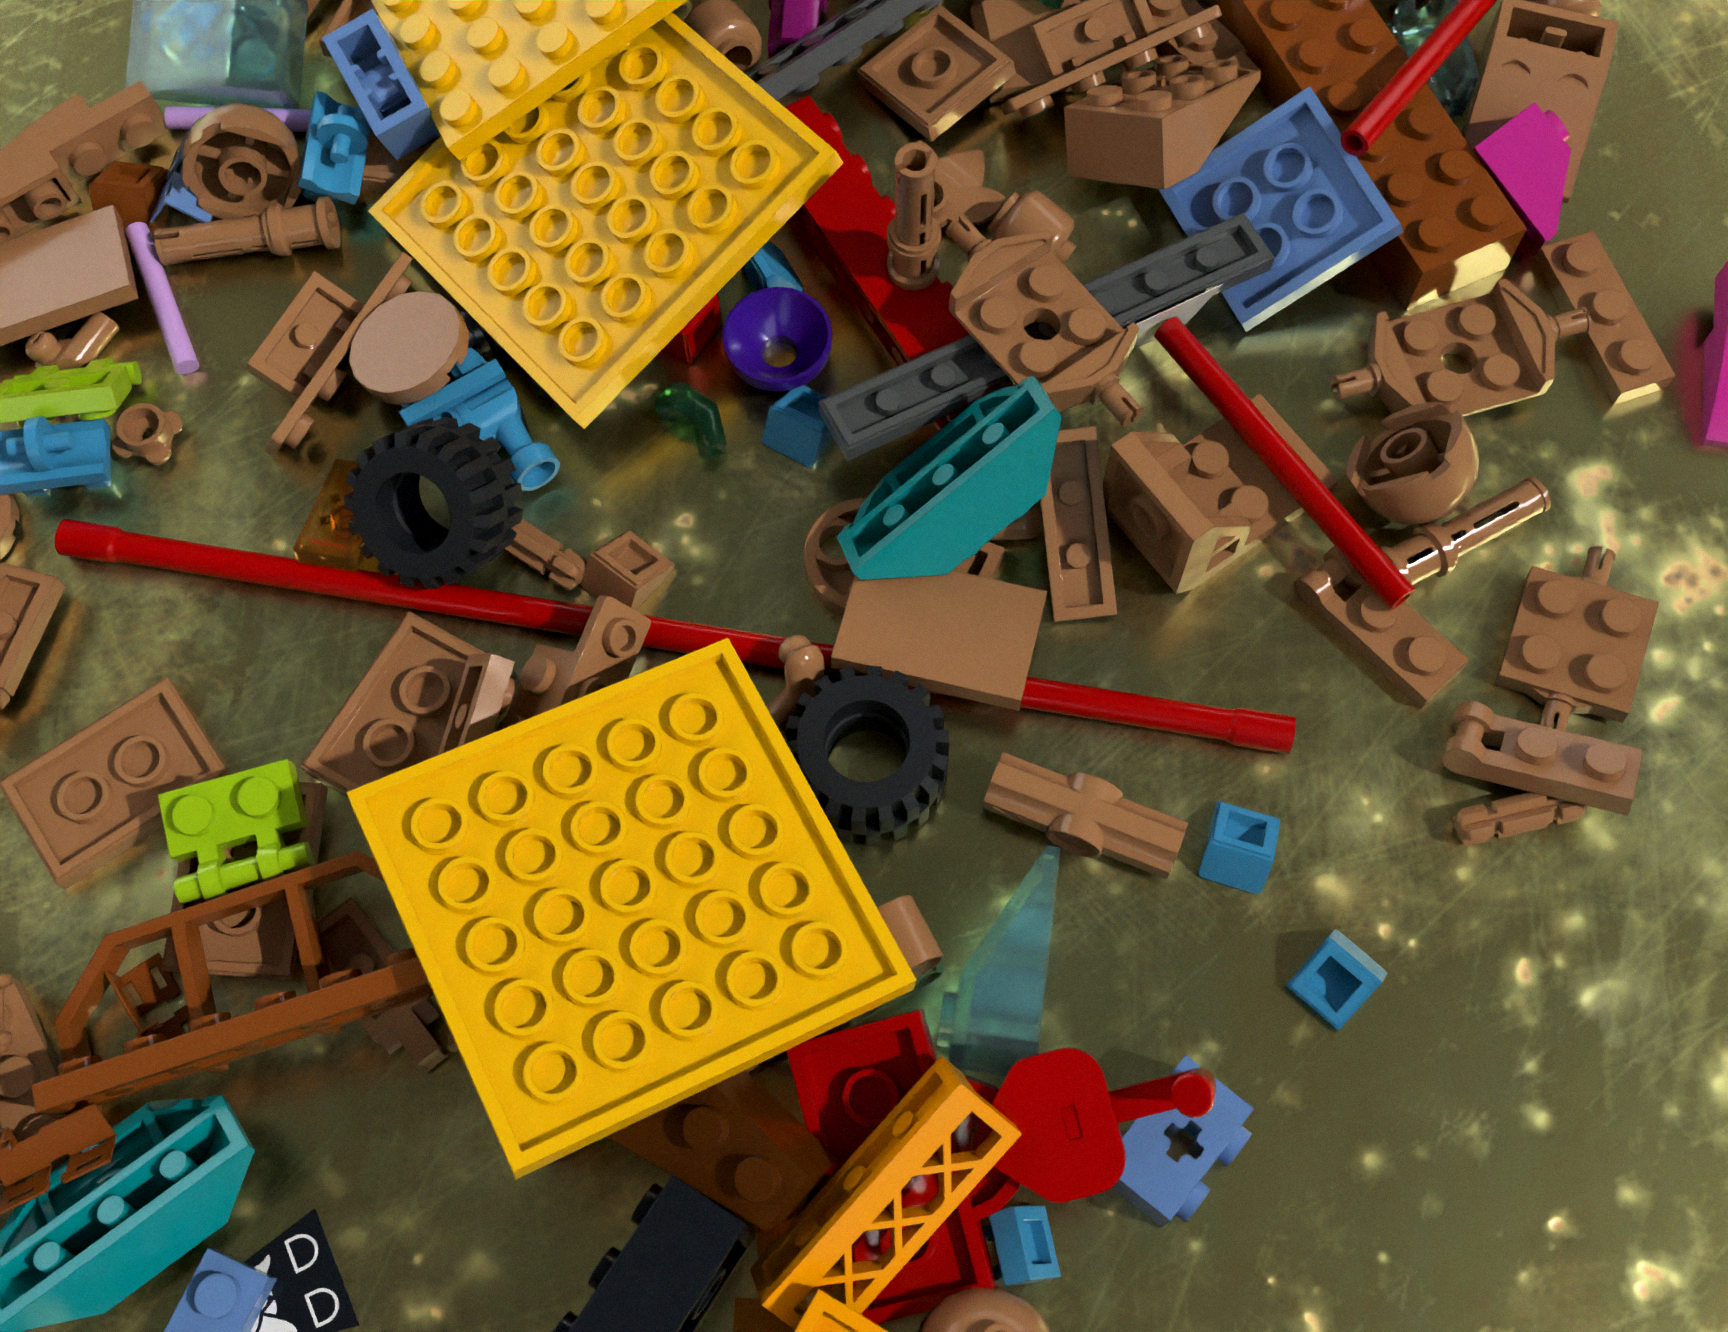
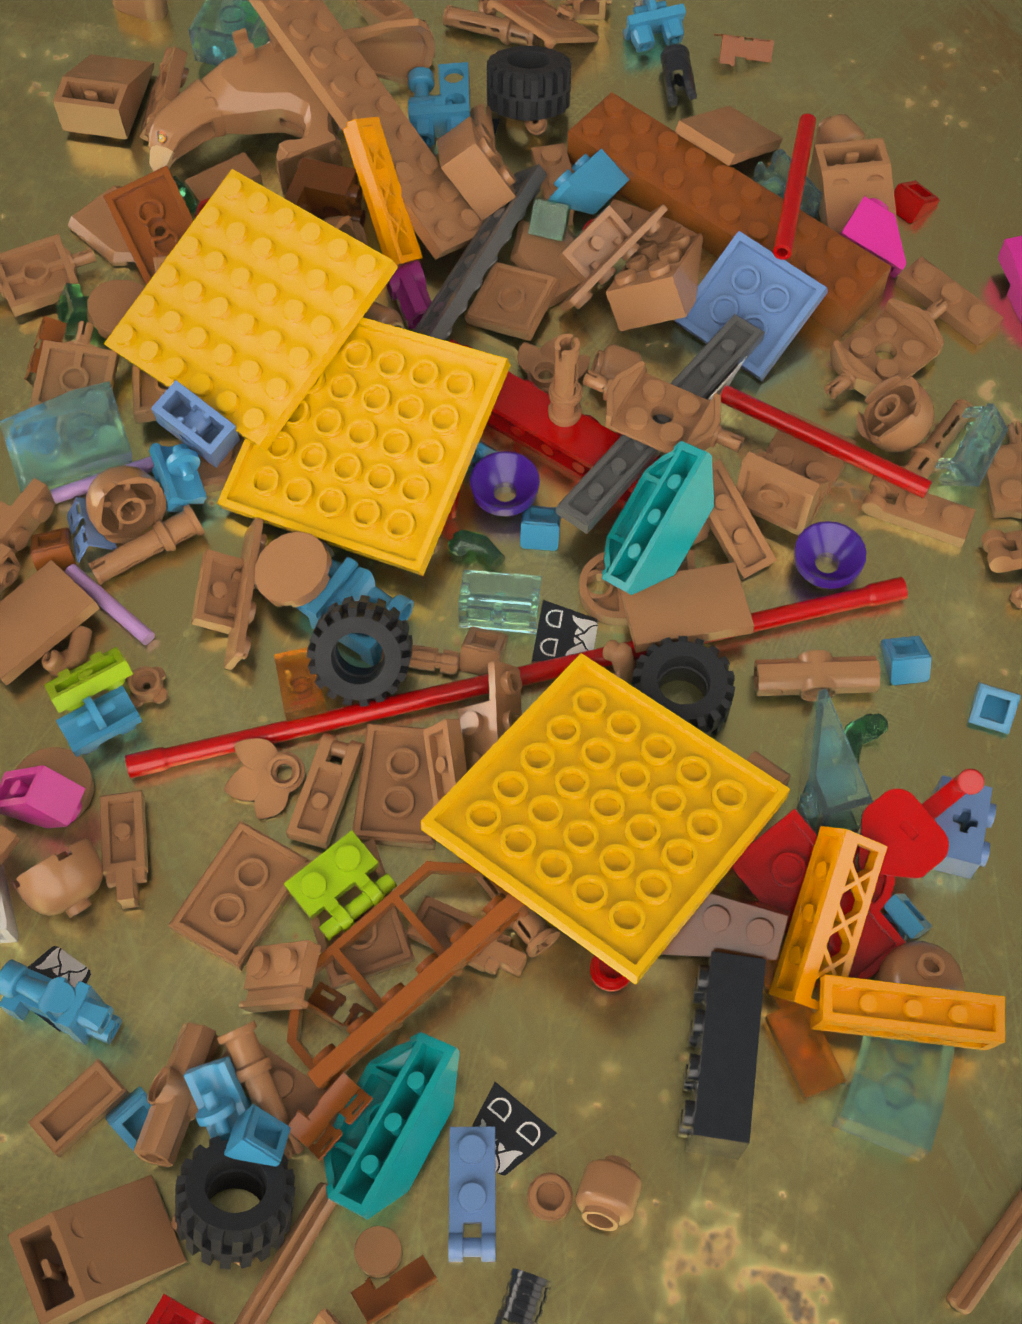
camera: 25 degrees left, 5 degrees down
(90, 924) = (280, 976): none -> medium nougat plate
(228, 625) = (259, 777): none -> medium nougat plate
(299, 683) = (324, 791): none -> medium nougat plate
(682, 510) = (499, 601): none -> clear light blue hinge
(755, 593) = (563, 632): none -> black sticker
(1106, 930) = (864, 731): none -> clear green arm
(1203, 612) = (830, 541): none -> dark purple piece
(1517, 565) = (976, 449): none -> clear light blue hinge
(1627, 140) = (913, 201): none -> red slope

